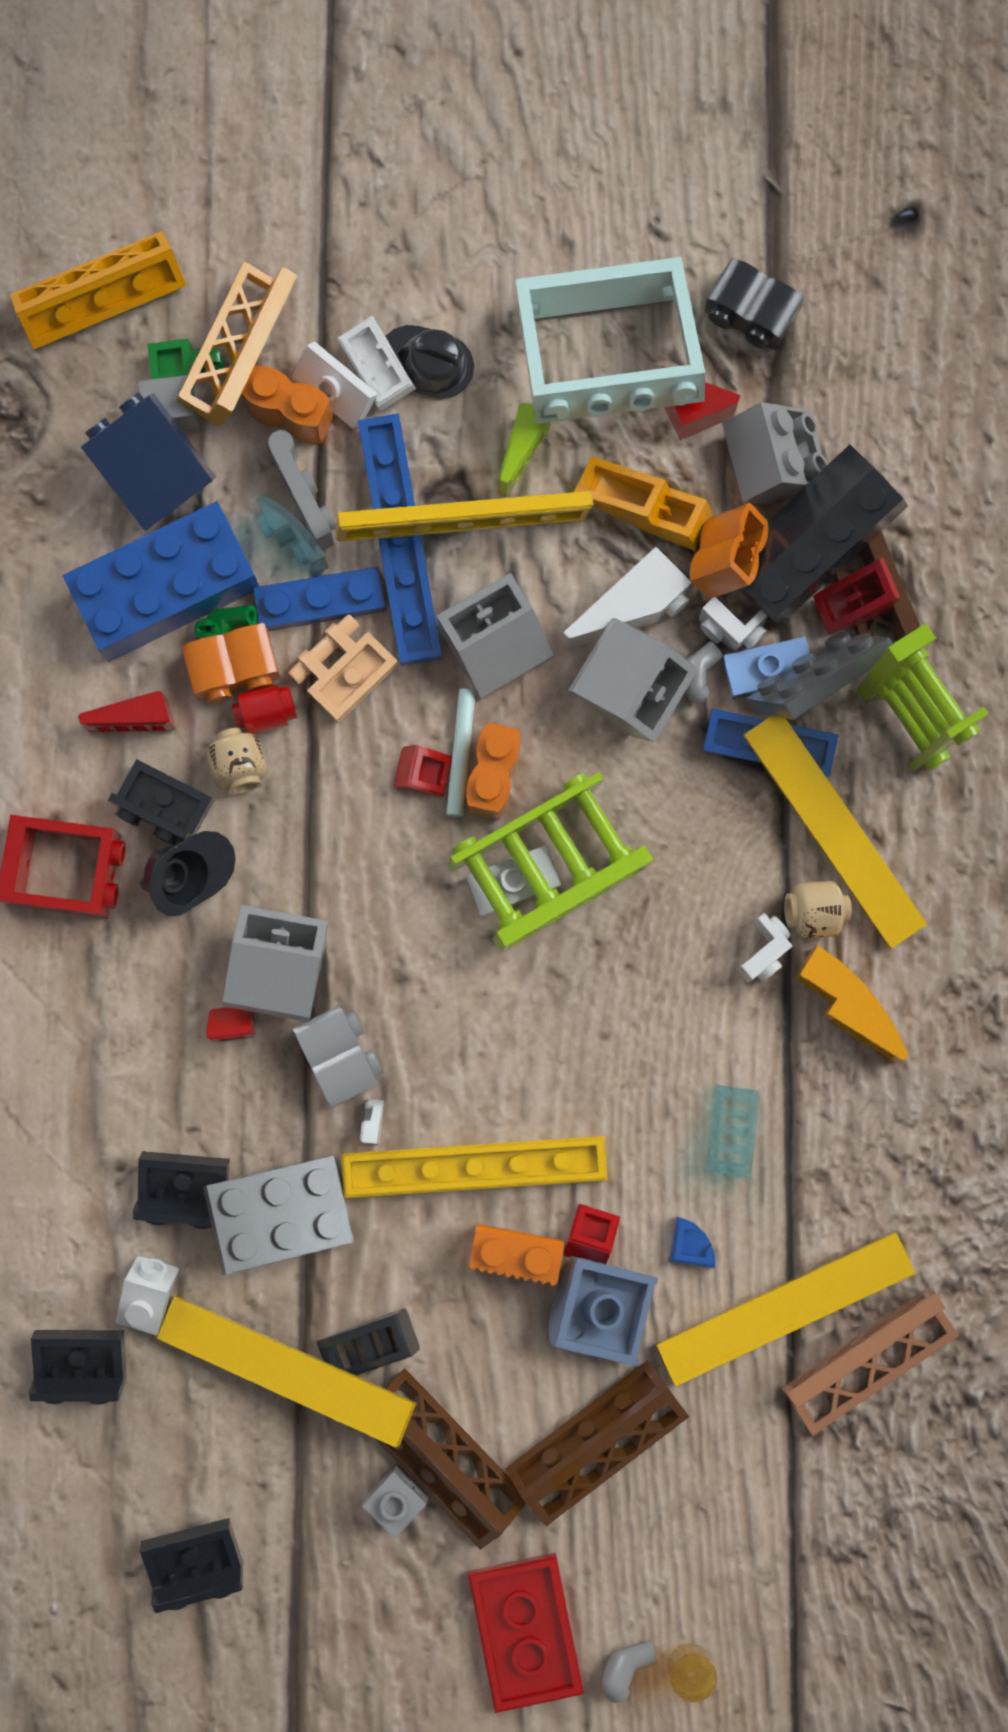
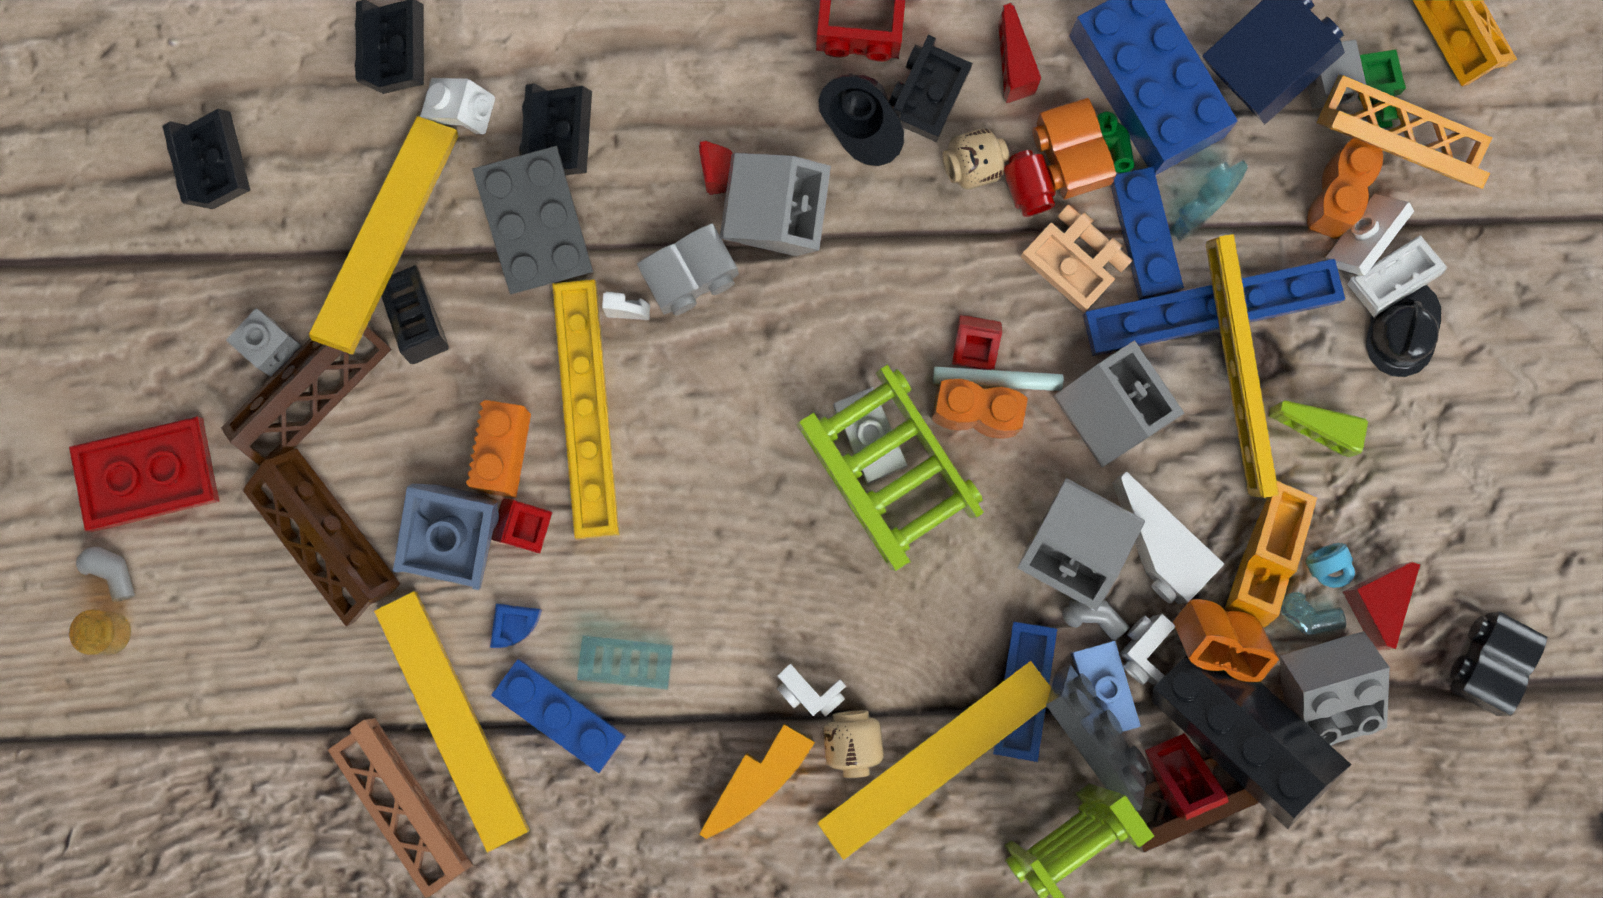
camera: 85 degrees right, 0 degrees up
(301, 487) = (1259, 206): light grey plate -> none
(602, 290) = (1495, 493): light aqua window -> none
(653, 449) = (1330, 560): none -> medium azure tile
(708, 471) = (1309, 620): none -> clear light blue arm
(782, 1200) = (558, 715): none -> blue plate

